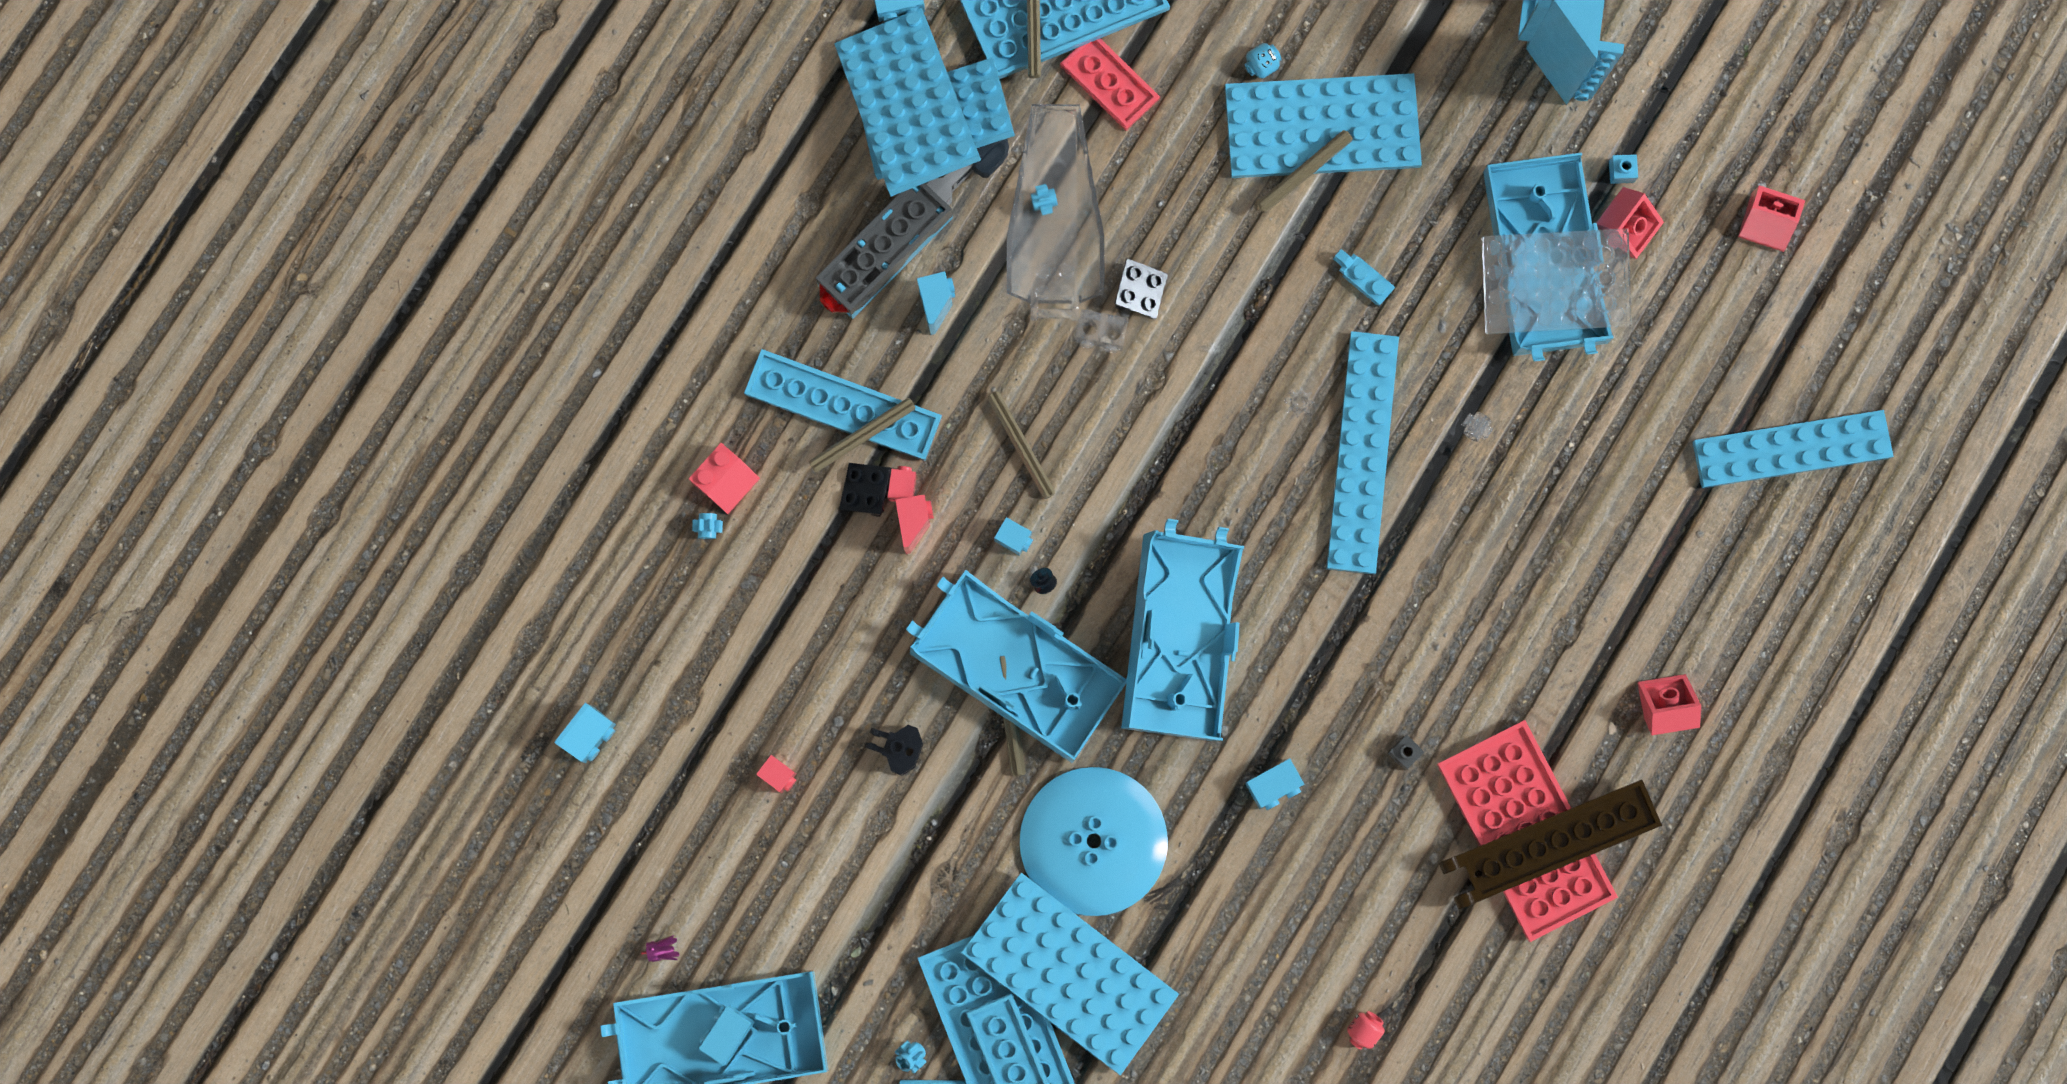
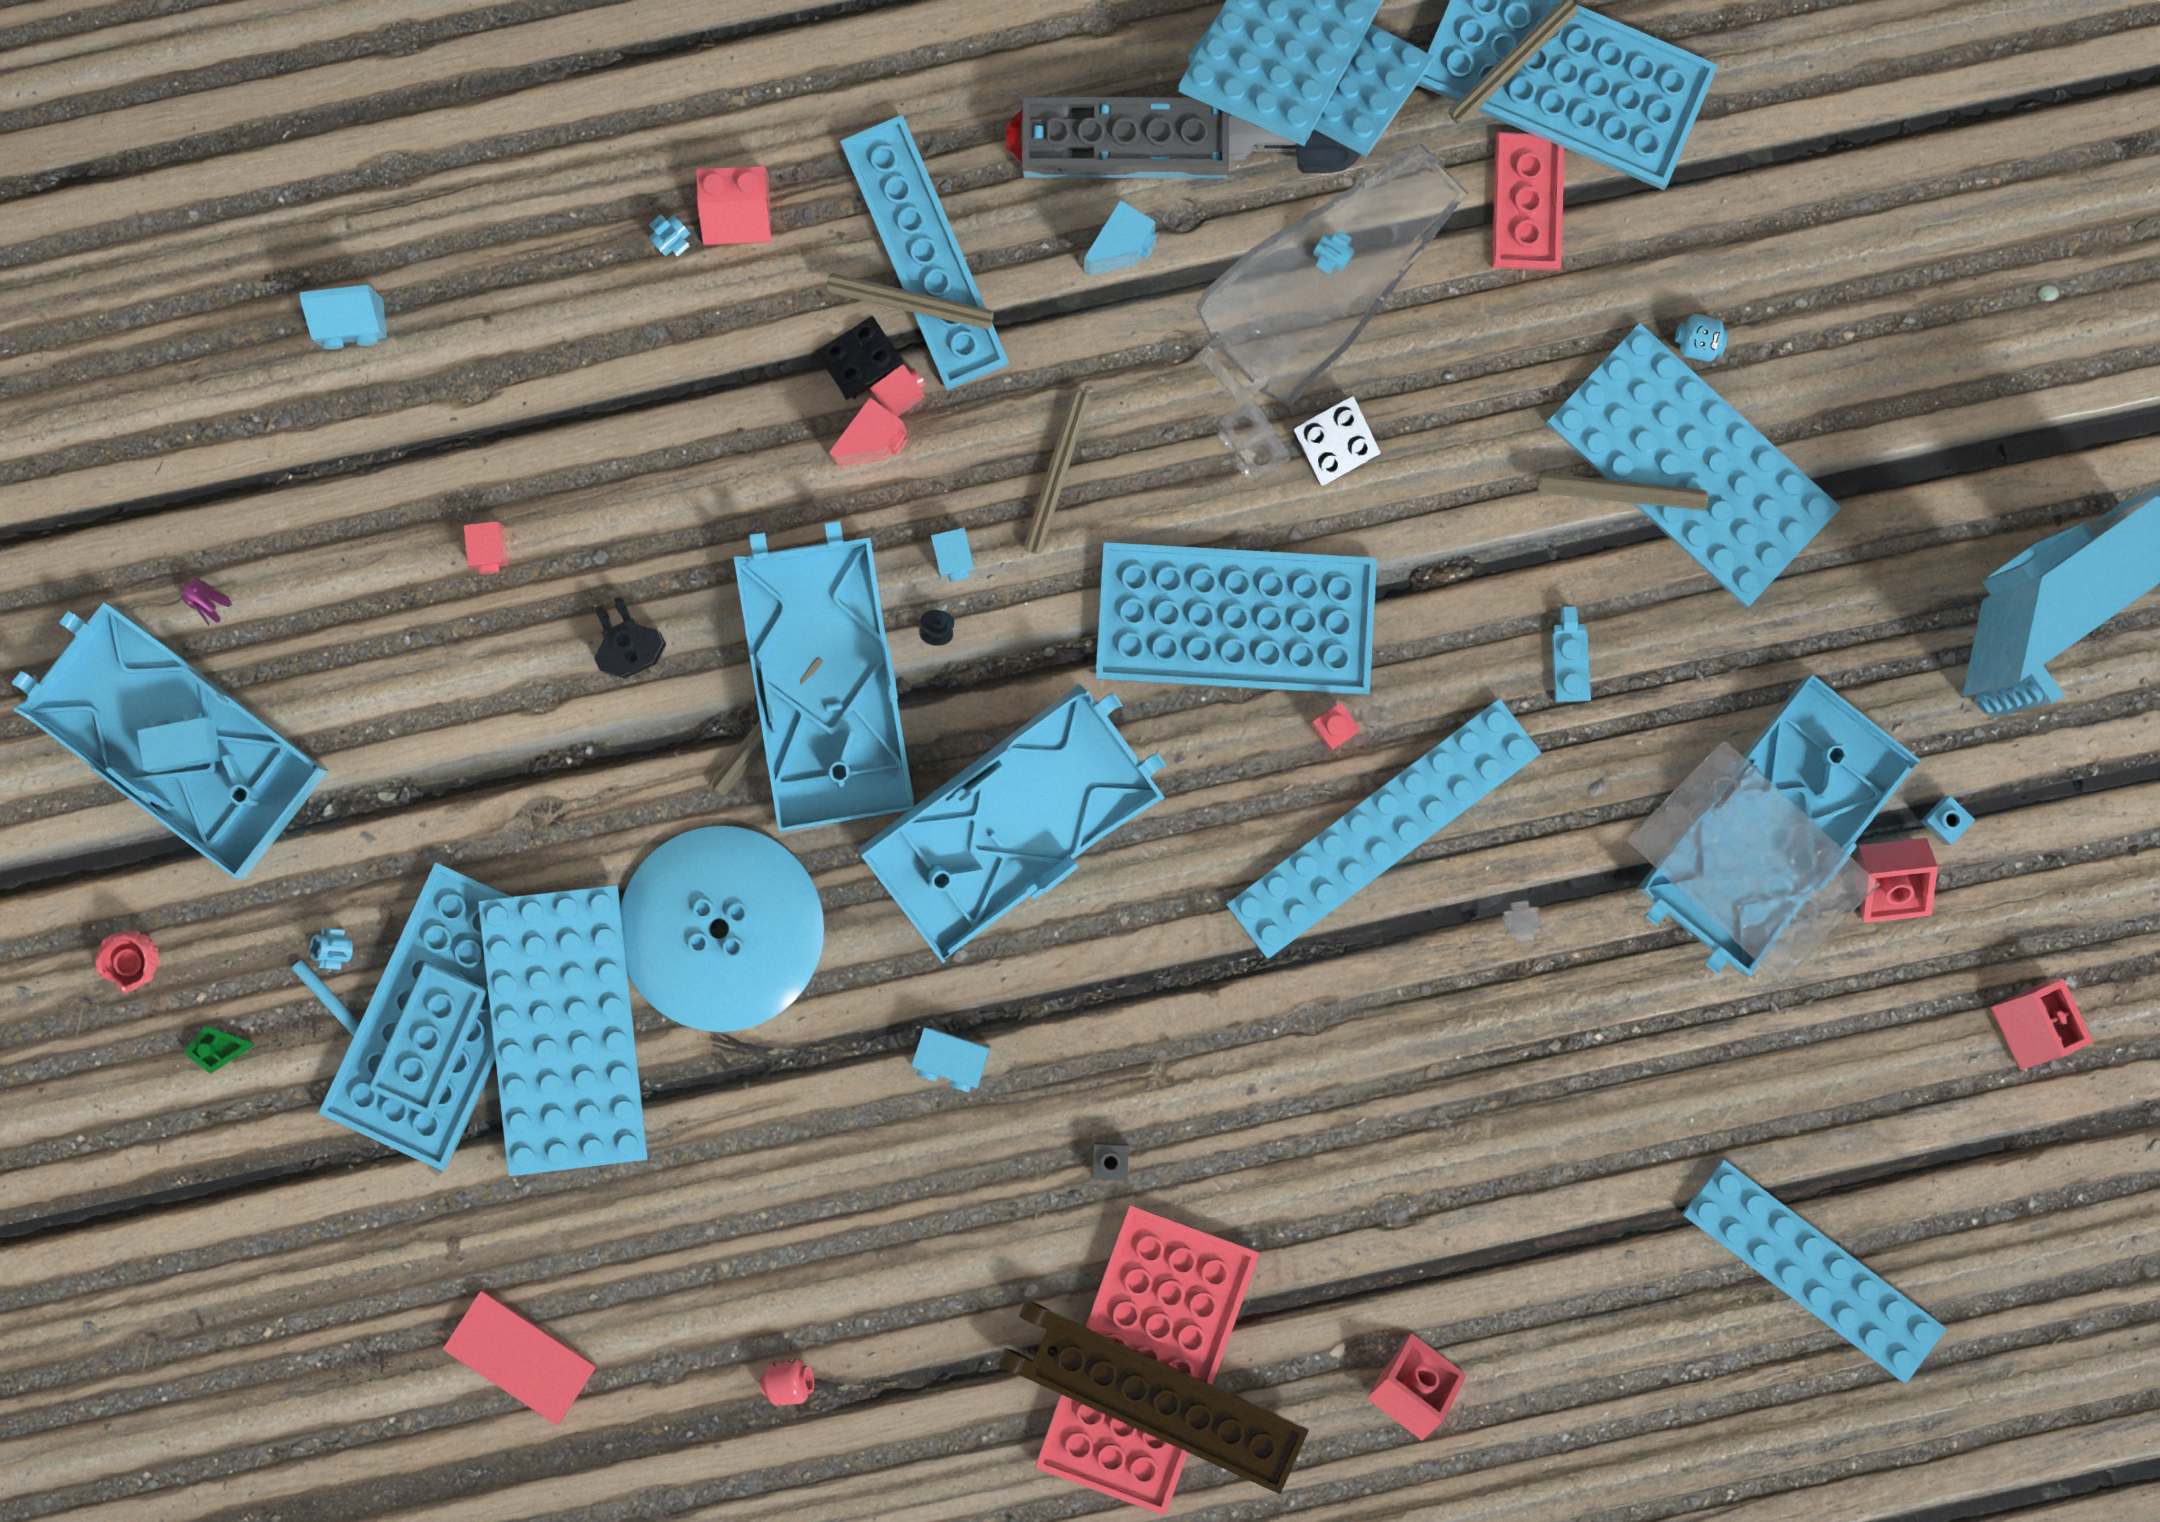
camera: 50 degrees right, 5 degrees up
(1184, 425) = (1236, 618): none -> medium azure plate
(1288, 426) = (1335, 727): none -> coral brick

